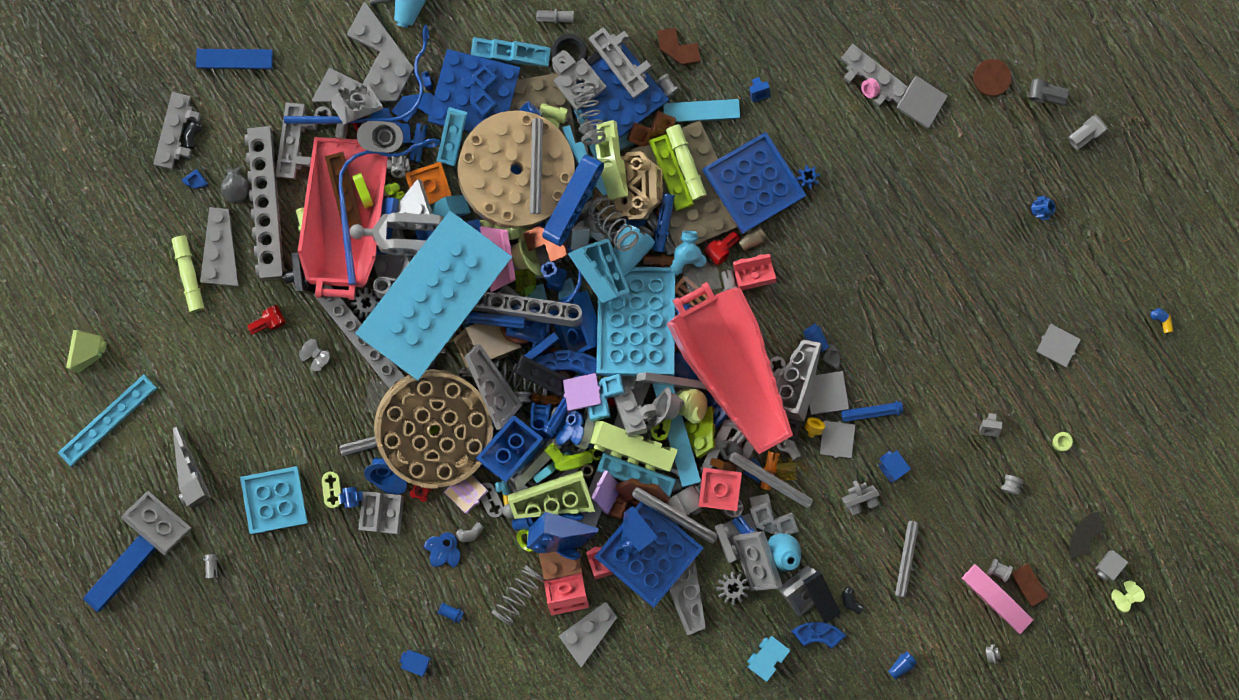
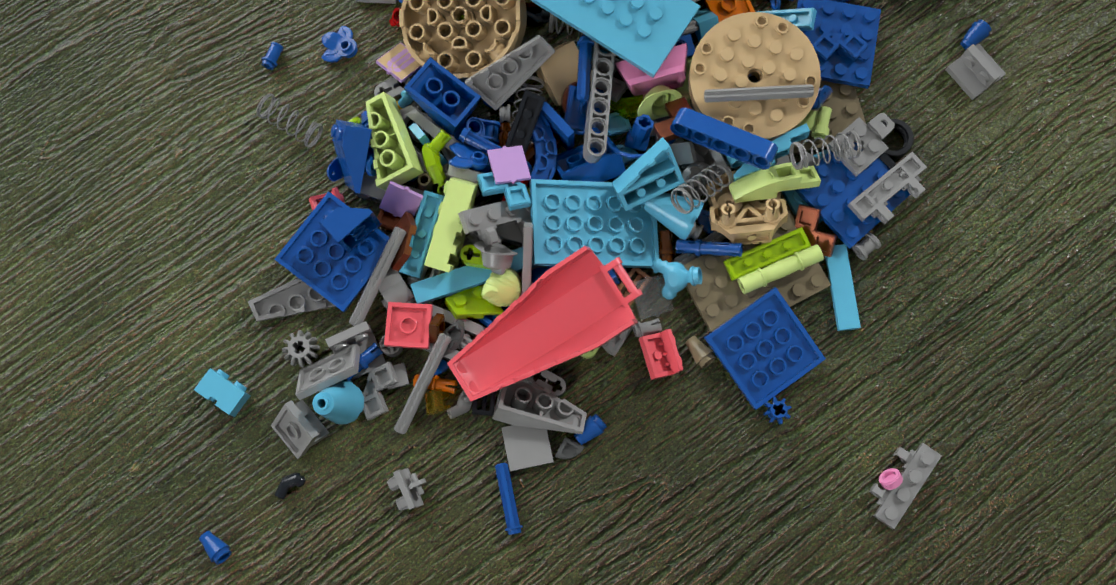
camera: 85 degrees right, 5 degrees down
(415, 662) = (218, 23): blue brick -> none
(469, 535) = (354, 70): light grey arm -> none
(511, 52) = (885, 77): medium azure slope -> none
(555, 16) = (931, 123): light grey axle -> none
(557, 566) = (320, 159): nougat wing -> none
(566, 594) = (292, 169): coral bracket -> none
(587, 633) = (251, 196): light grey wing -> none
(682, 54) = (905, 263): copper tile -> none
(719, 250) = (682, 313): red axle -> none
(759, 90) = (873, 349): blue tile -> none
(814, 427) = (487, 432): yellow tile -> none
(818, 632) = (253, 450): blue tile -> none
(821, 596) = (289, 446): black tile -> none
(837, 439) = (474, 460): light grey piece -> none
(893, 465) = (443, 524): blue brick -> none
(907, 557) = (338, 547): light grey axle -> none
(921, 102) = (881, 541): light grey tile -> none

